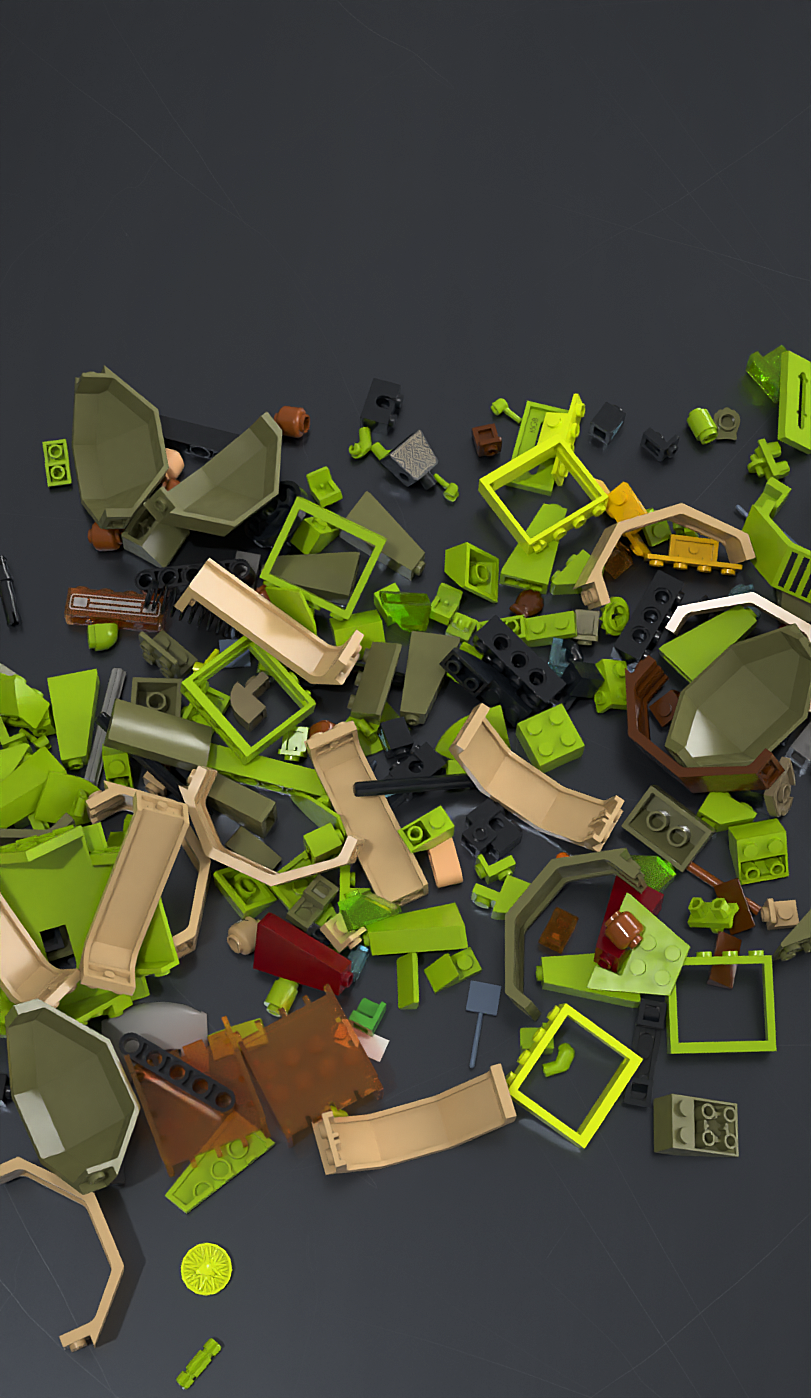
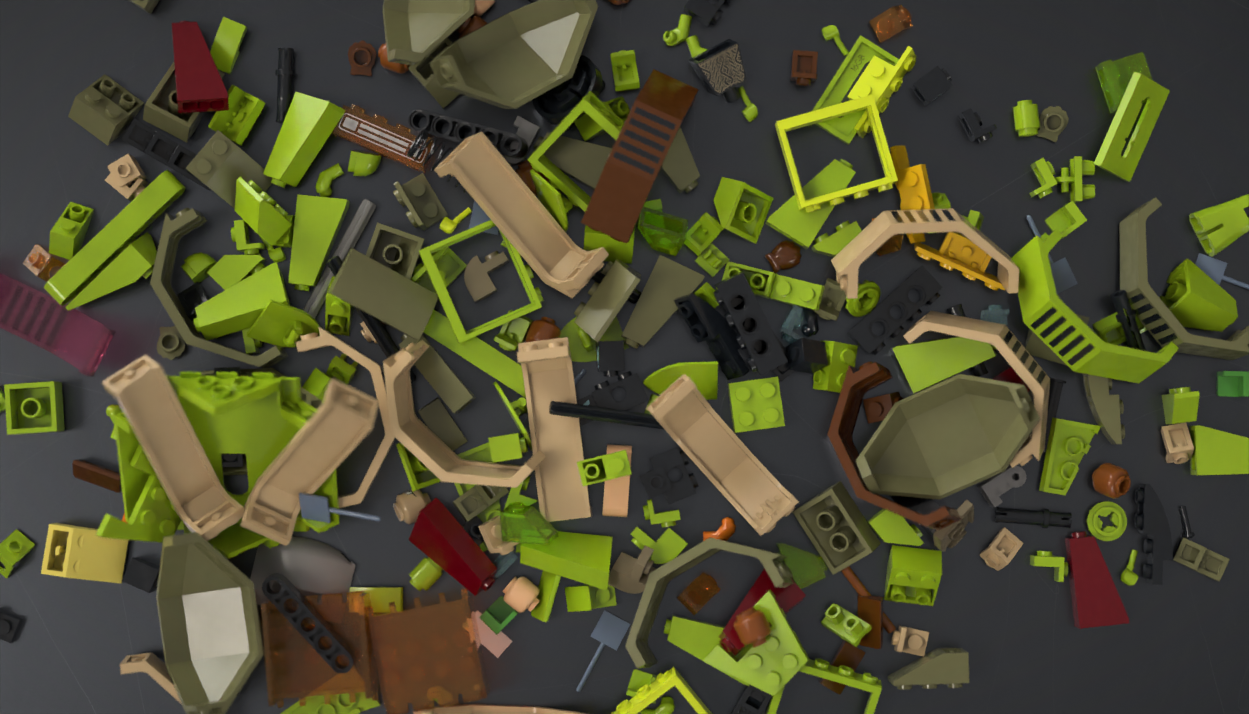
camera: 20 degrees right, 20 degrees up
(36, 627) = (301, 138): none -> lime slope
(69, 661) = (325, 178): none -> lime arm
(73, 548) = (361, 58): none -> reddish brown animal
(153, 952) = (318, 509): none -> sand blue piece
(361, 549) = (638, 155): none -> reddish brown panel
(383, 986) = (521, 594): none -> light nougat head
(488, 930) = (630, 573): none -> dark tan brick
(550, 383) = (891, 22): none -> clear orange bracket
(737, 467) = (1044, 172): none -> lime bracket

